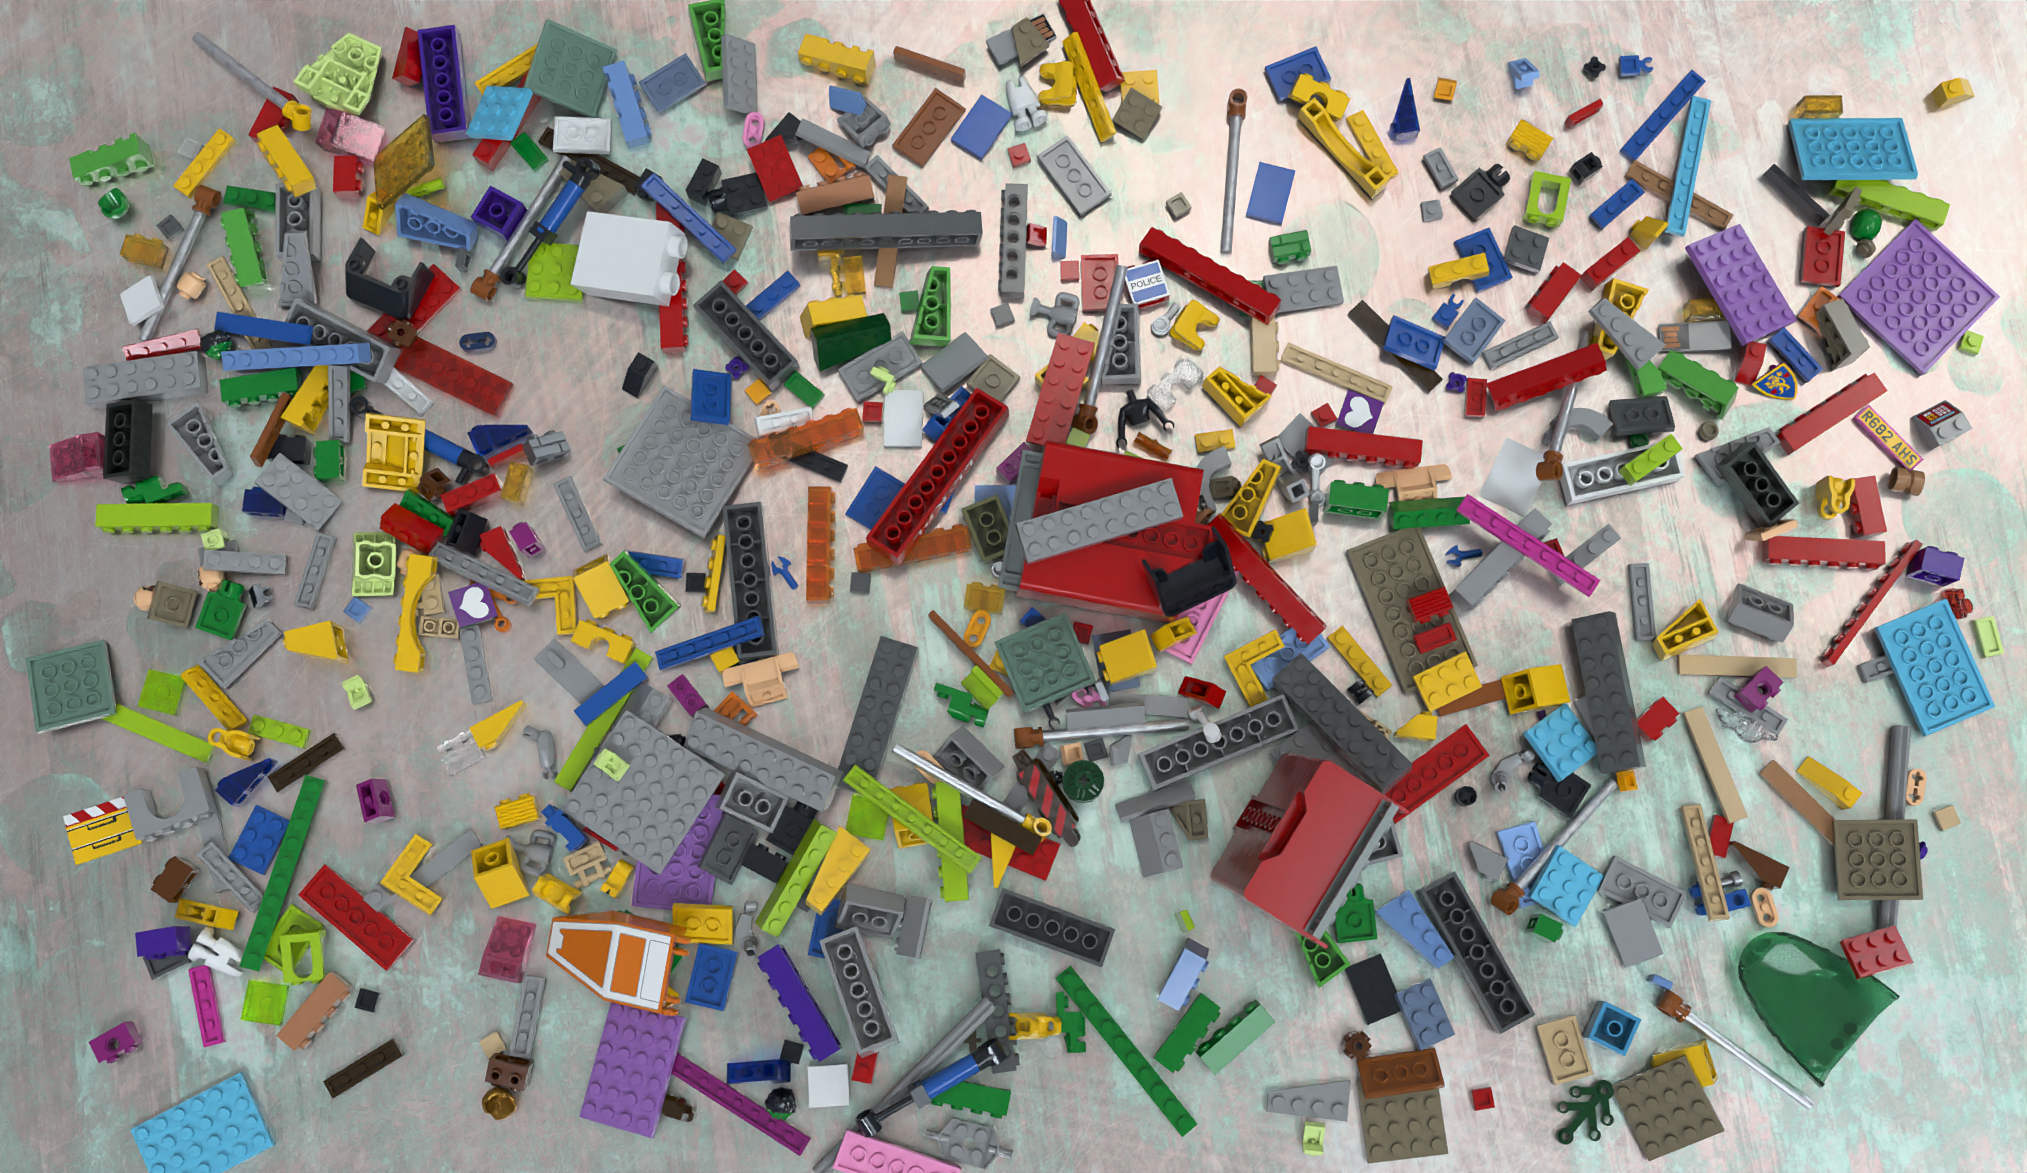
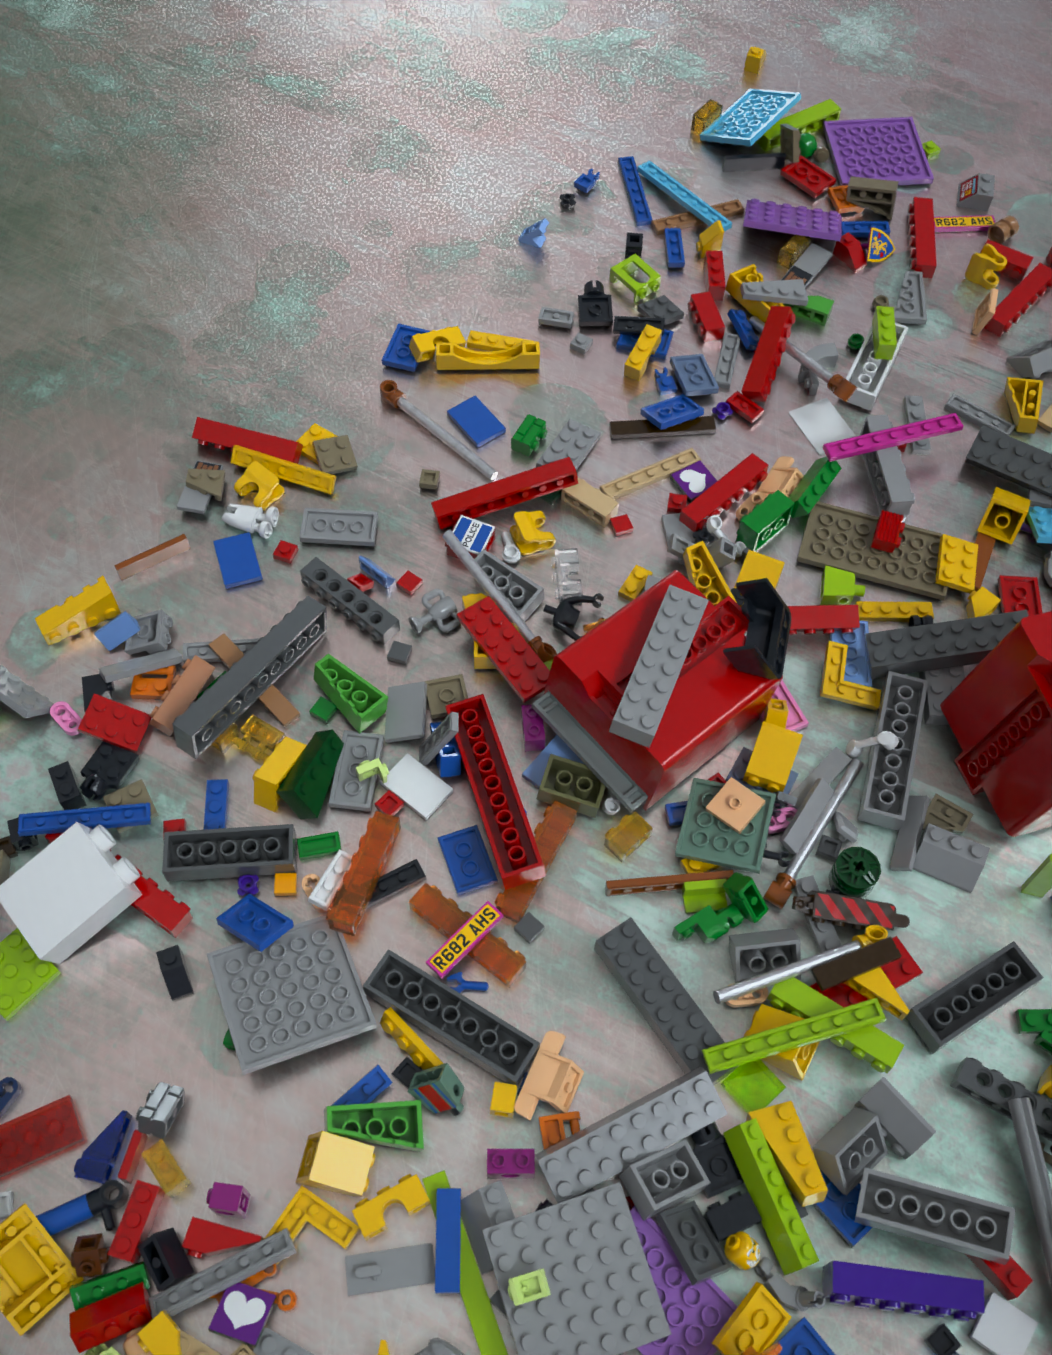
camera: 55 degrees left, 20 degrees down
(577, 514) = (246, 1134): light grey tile -> none
(695, 611) = (438, 1089): none -> sand green torso
(710, 643) = (478, 1100): blue tile -> none
(747, 884) = (742, 1250): none -> yellow head
(809, 546) = (464, 939): none -> tile
(928, 127) = (200, 596): dark orange tile -> none
(977, 629) = (649, 863): light orange plate -> none
(998, 716) = (745, 896): none -> green brick
(1062, 657) = (735, 805): none -> light nougat plate
(1071, 753) = (820, 867): light nougat plate -> none
(1097, 280) = (438, 568): plate -> none
(1202, 692) = (838, 732): red slope -> none
(1234, 395) = (612, 543): yellow wedge -> none
(1343, 602) = (839, 587): none -> lime torso
(1367, 476) = (749, 504): none -> light nougat plate
(1405, 120) = (497, 309): clear blue slope -> none
(1434, 638) = (915, 548): red tile -> none
(1445, 89) = (502, 278): light orange plate -> none
(1462, 555) = (858, 494): blue bar -> none
(1487, 244) = (635, 325): none -> black tile
(1529, 140) = (585, 260): yellow brick -> none
(1568, 333) = (743, 329): none -> blue plate
(1584, 113) = (594, 223): red tile -> none
(1642, 415) = (840, 326): dark grey plate -> none
(1699, 382) = (846, 282): bright green wedge -> none
(1757, 484) = (946, 297): pearl dark grey brick -> none

